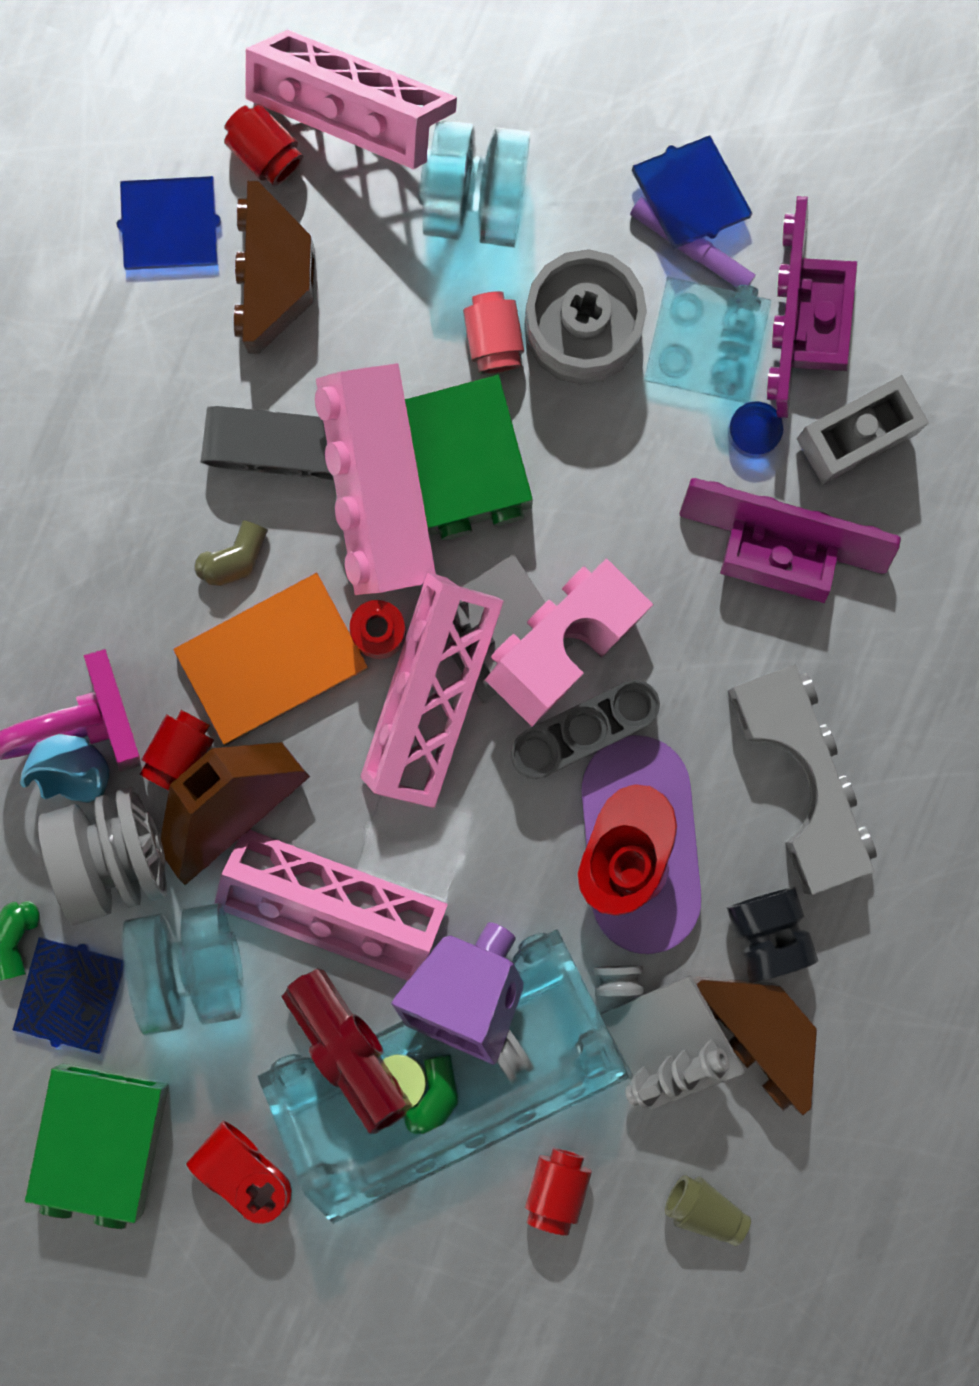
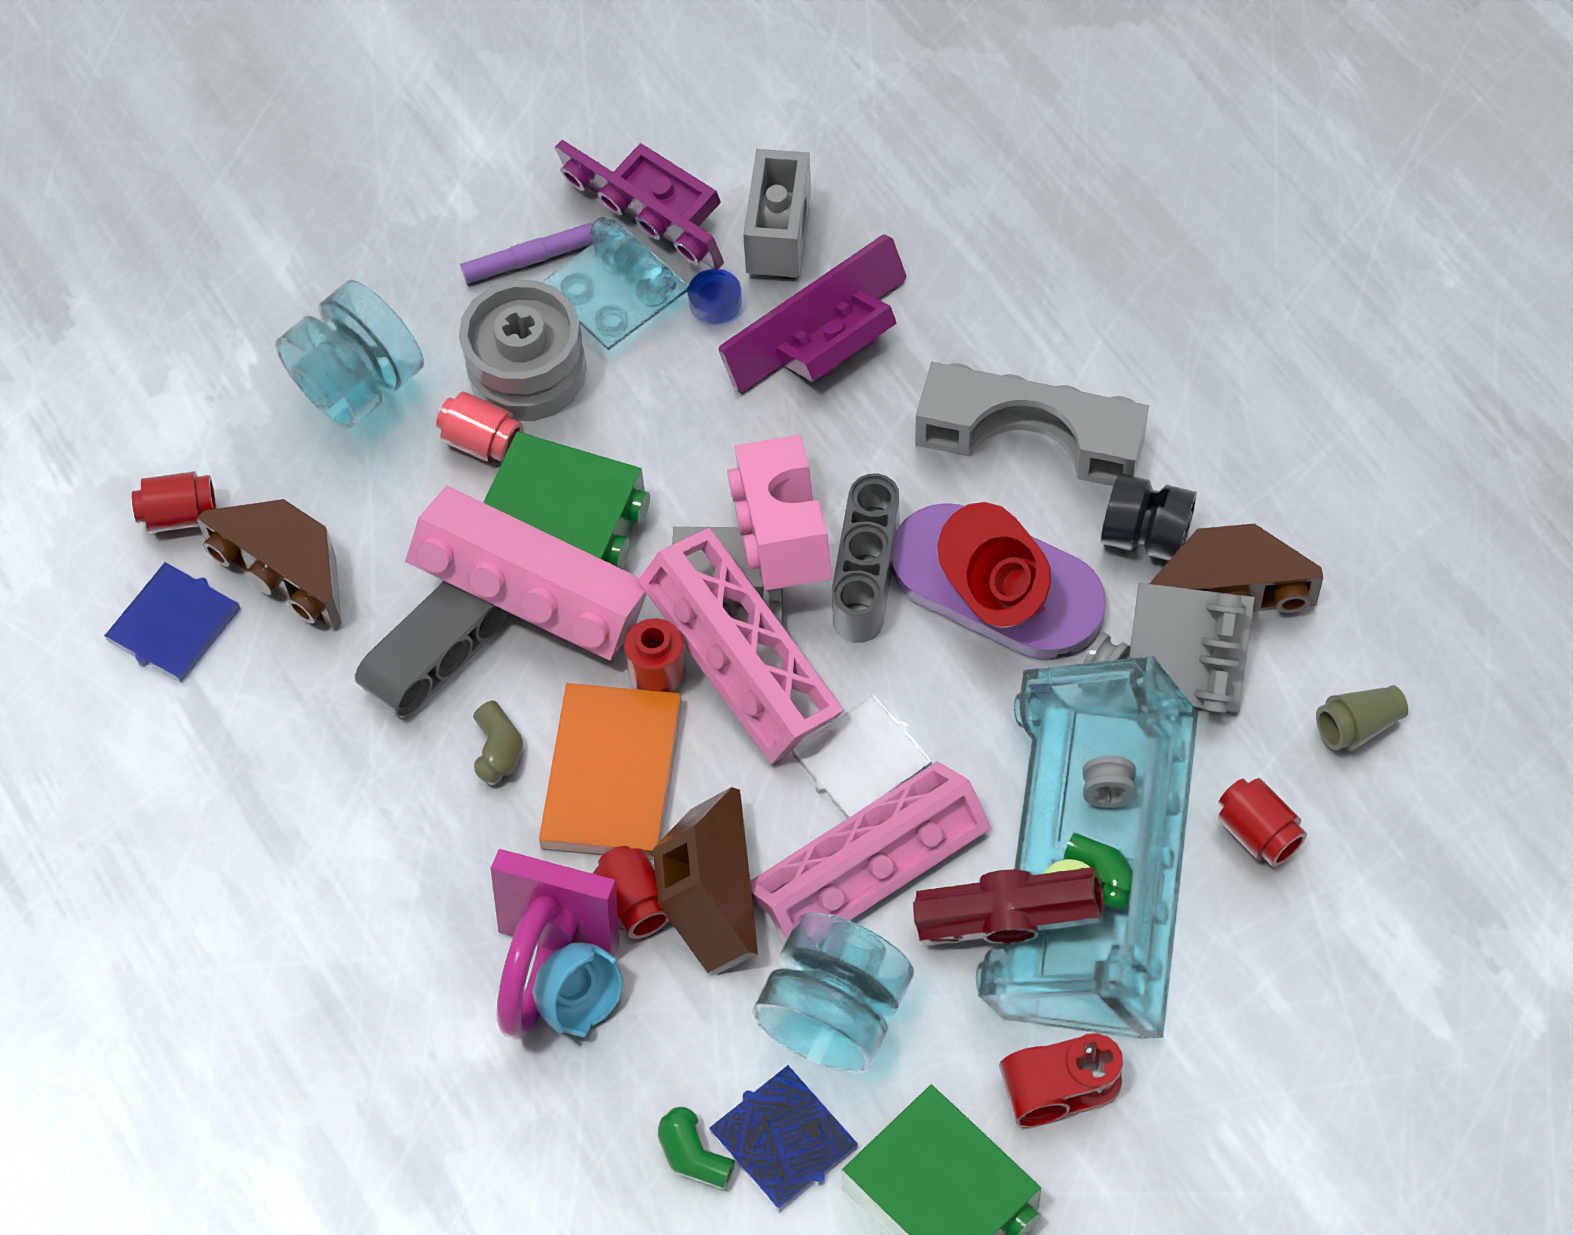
camera: 50 degrees left, 25 degrees down
(94, 858) = (679, 996): light grey wheel -> none
(345, 96) = (196, 405): bright pink fence -> none
(465, 993) = (1028, 779): medium lavender torso -> none
(691, 192) = (486, 226): clear blue piece -> none

